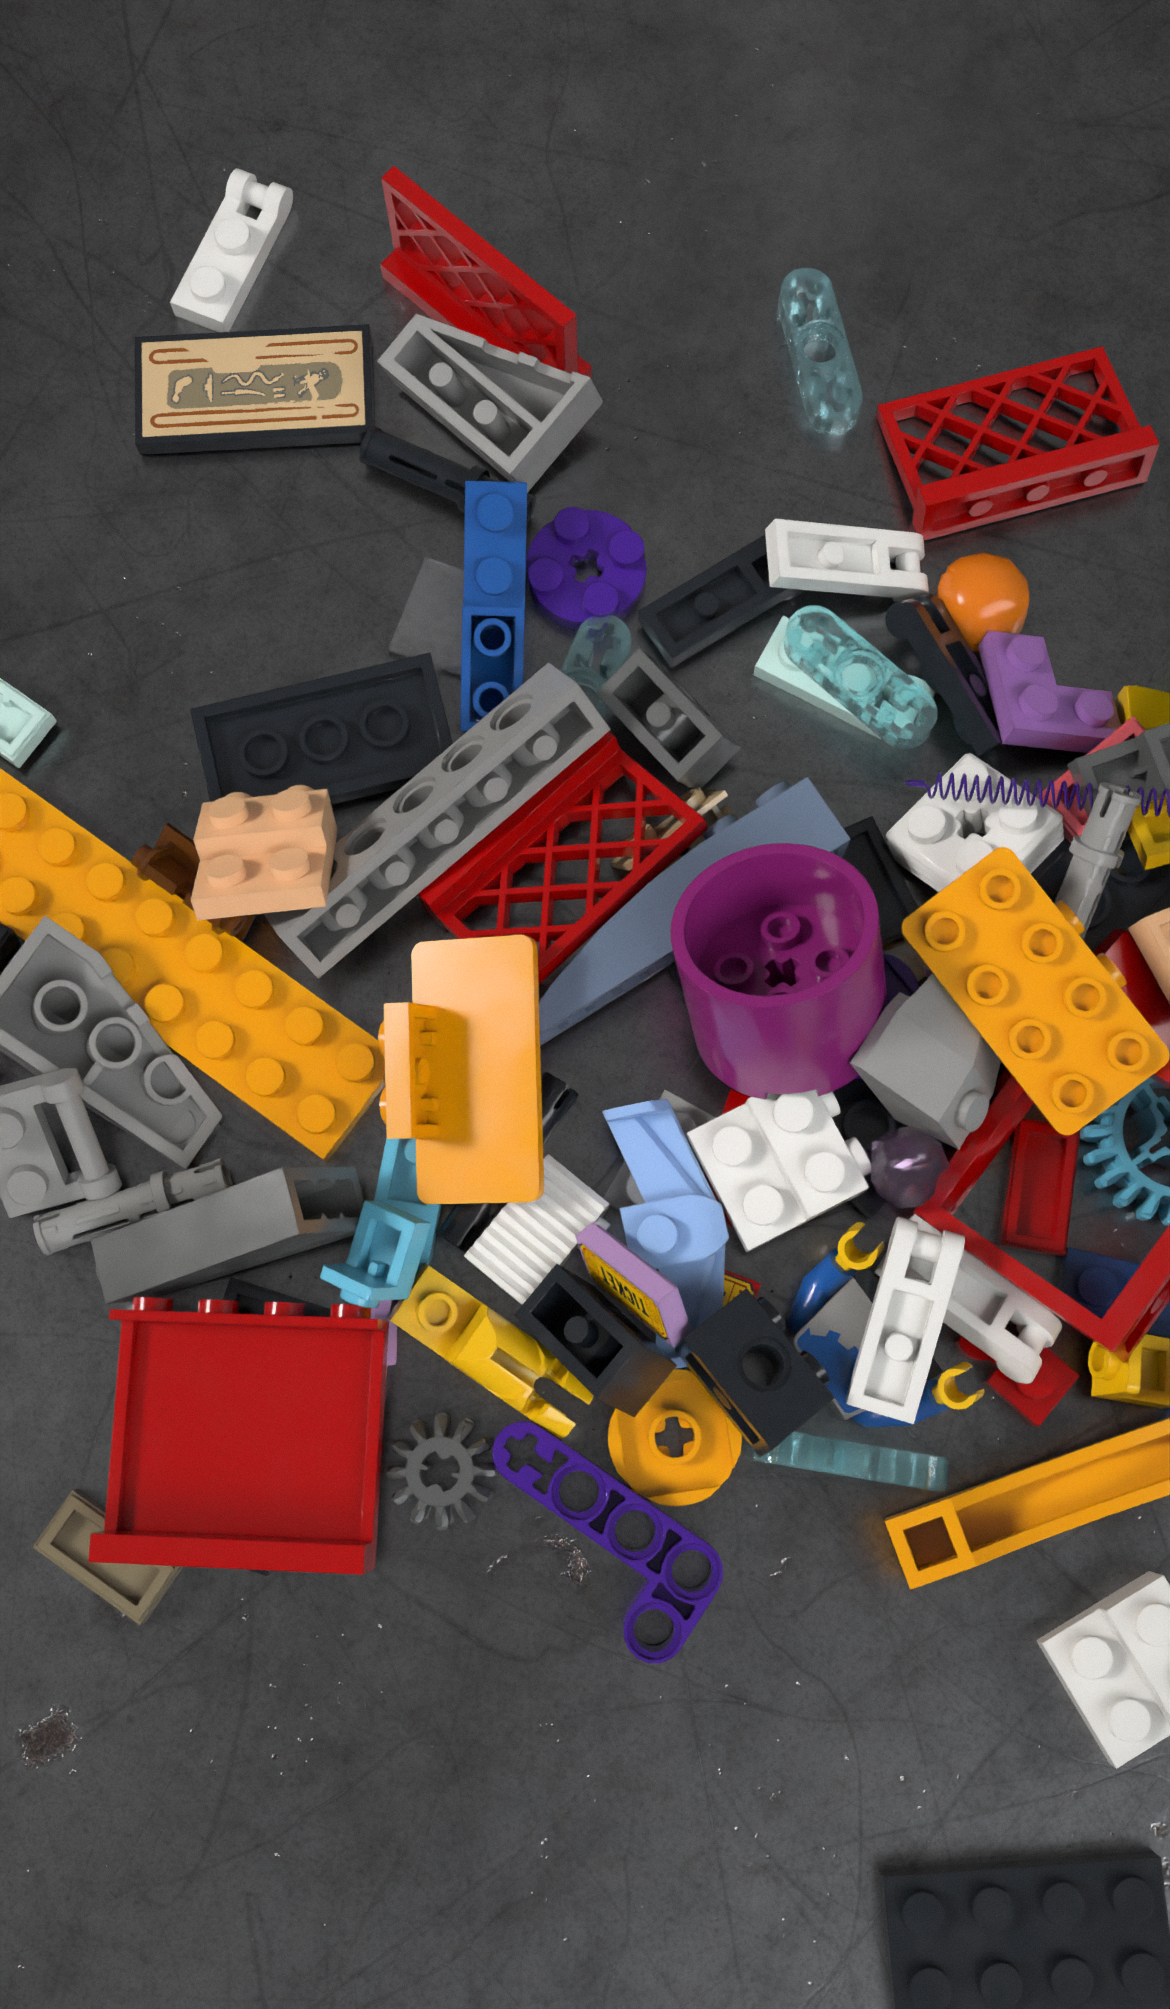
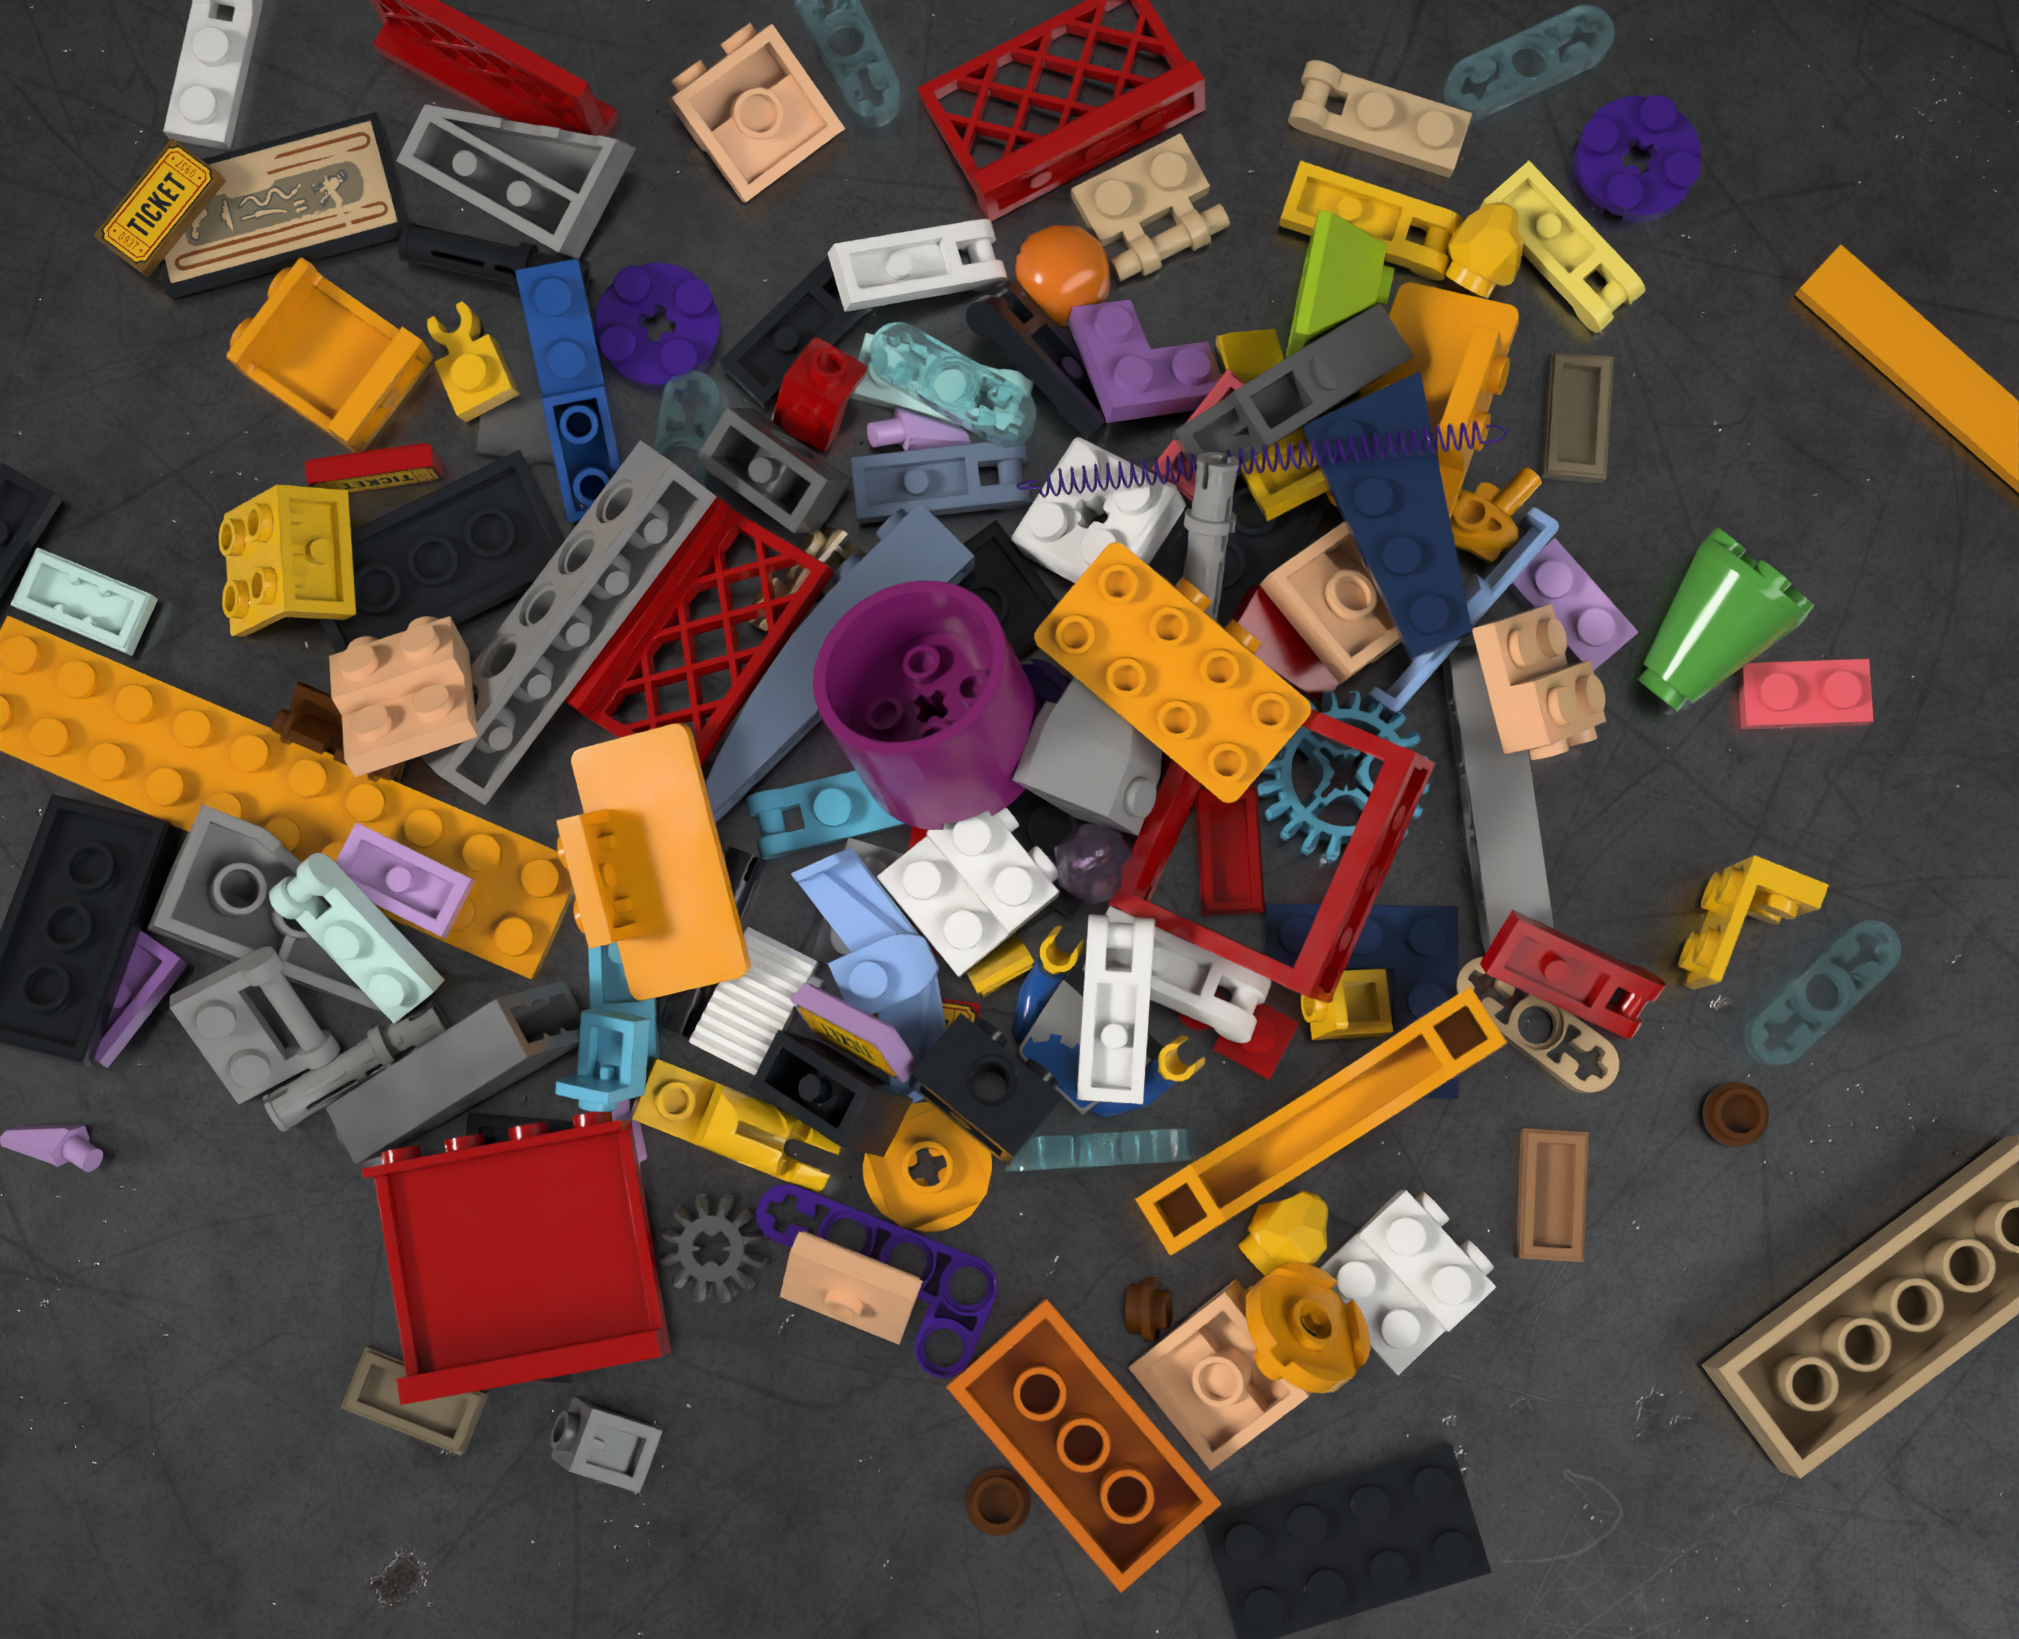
camera: 15 degrees left, 5 degrees up
(148, 365) = (160, 207): none -> tile
(162, 1076) = (356, 936): none -> light aqua plate
(187, 704) = (288, 558): none -> yellow bracket
(219, 1033) = (404, 880): none -> lavender plate
(271, 532) = (328, 356): none -> light orange panel
(285, 1649) = (604, 1445): none -> bracket
(288, 643) = (376, 469): none -> red tile
(406, 572) = (474, 368): none -> yellow plate
(573, 1545) = (850, 1287): none -> light nougat plate
(653, 1061) = (831, 813): none -> medium azure plate
(673, 1804) = (997, 1502): none -> reddish brown plate
(720, 390) = (753, 110): none -> light nougat plate
(725, 660) = (817, 393): none -> red bracket
(779, 1770) = (1083, 1444): none -> orange brick
(790, 1251) = (1001, 967): none -> yellow slope
(812, 719) = (915, 432): none -> lavender bar
(830, 762) = (940, 479): none -> sand blue plate
(870, 1637) = (1148, 1308): none -> reddish brown plate
(939, 1725) = (1210, 1381): none -> light nougat plate
(1019, 1676) = (1285, 1346): none -> light orange plate
(1030, 1592) = (1287, 1232): none -> yellow rock
(1075, 542) = (1141, 192): none -> tan plate

